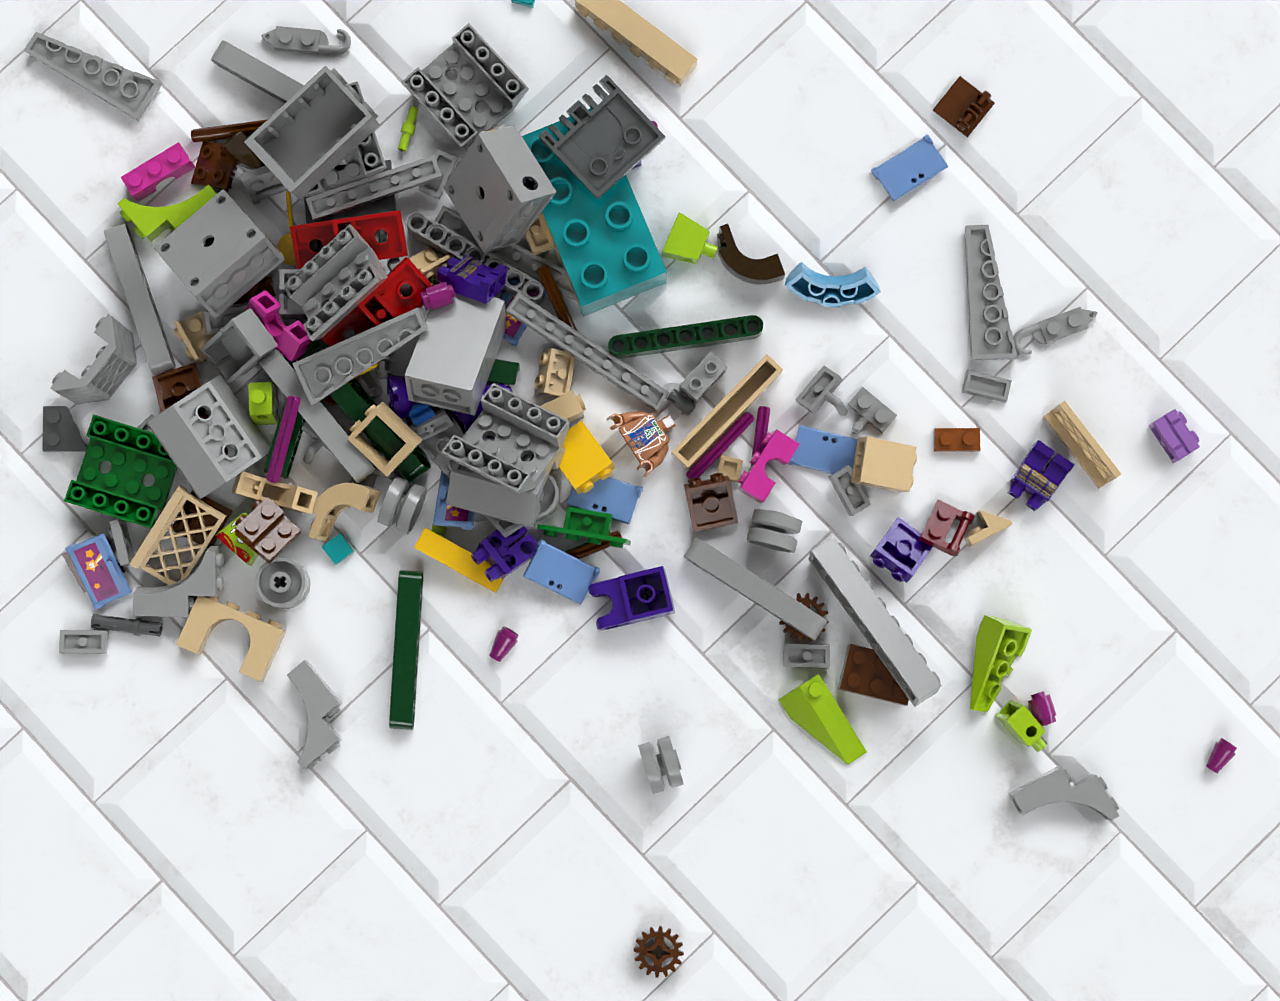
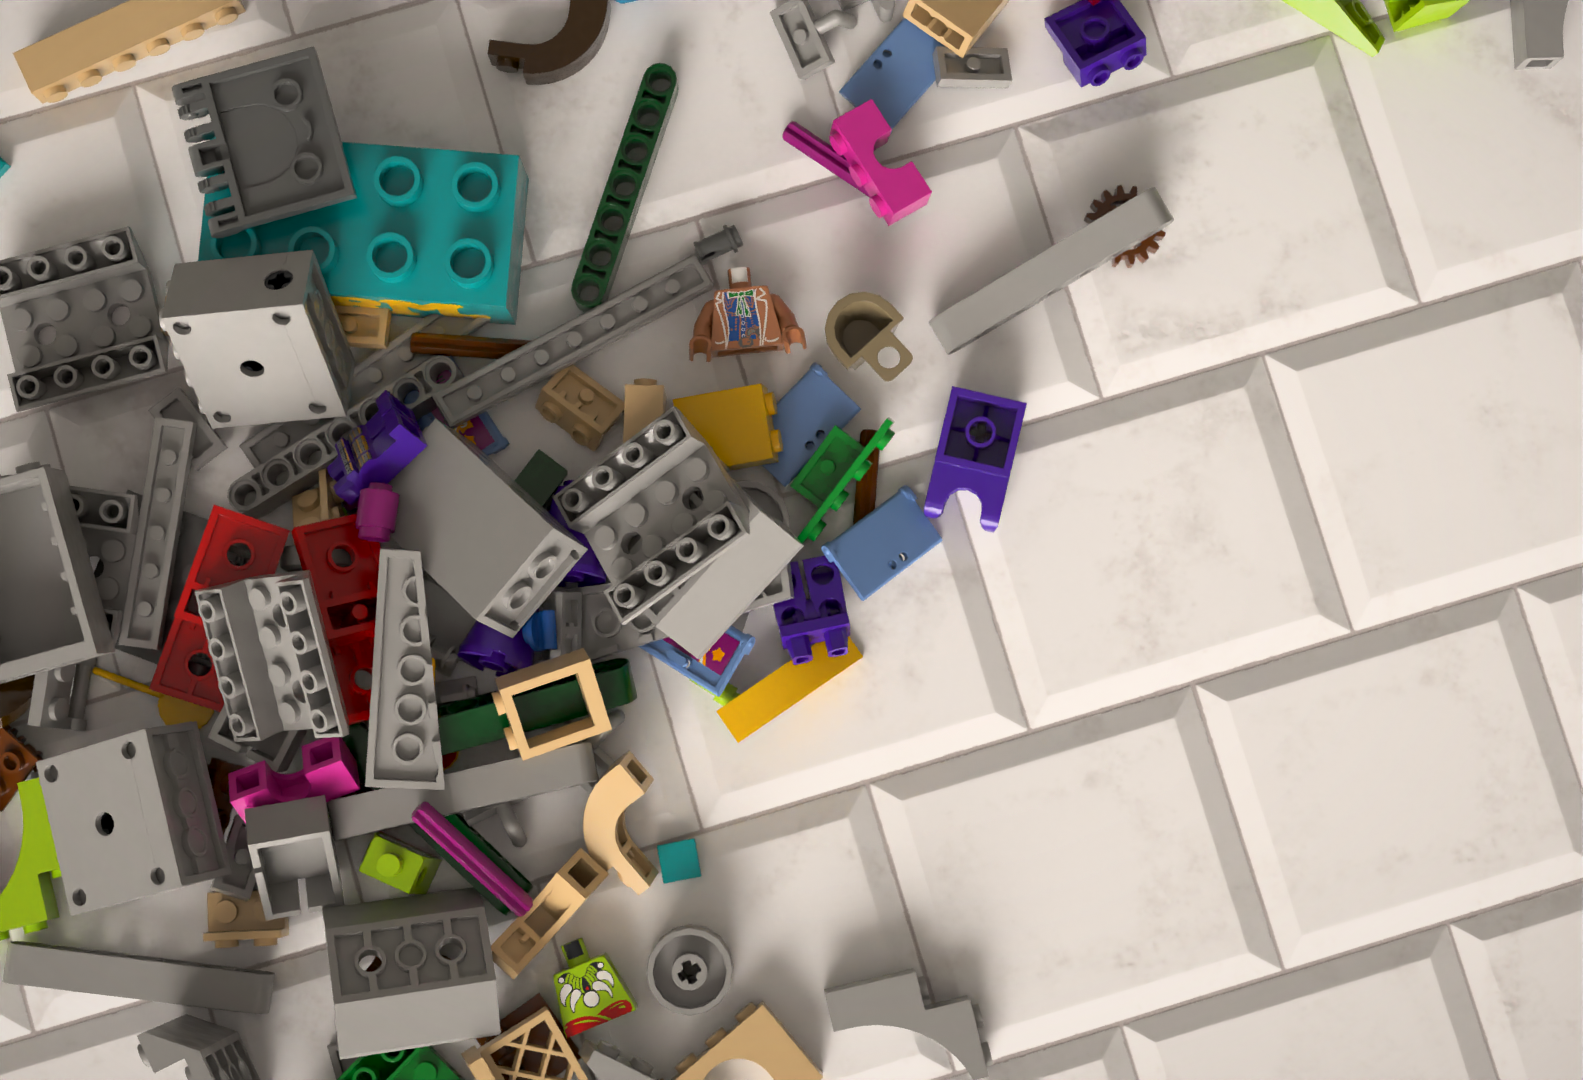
camera: 70 degrees left, 0 degrees up
(176, 385) = (304, 985): reddish brown plate -> none
(266, 529) = (598, 953): plate -> none
(402, 505) = (661, 732): light grey wheel -> none
(406, 650) = (883, 831): dark green beam -> none
(408, 129) = (94, 440): lime bar -> none
(503, 643) = (945, 682): magenta cone -> none
(659, 941) = (1499, 690): reddish brown gear -> none
(662, 764) = (1243, 536): light grey wheel -> none
(668, 500) = (862, 327): none -> dark tan container
(688, 241) = (484, 111): lime torso -> none
(703, 377) = (699, 192): light grey brick -> none
(710, 502) = (890, 268): reddish brown plate -> none
(720, 446) = (812, 221): magenta axle -> none
(727, 412) = (769, 182): tan brick -> none
(730, 467) = (851, 224): tan tile -> none
(775, 527) = (975, 196): light grey wheel -> none
(806, 656) = (1181, 250): light grey plate -> none
(819, 714) = (1277, 273): lime wedge -> none
(867, 676) = (1260, 162): reddish brown brick -> none
(875, 622) = (1188, 121): brick -> none

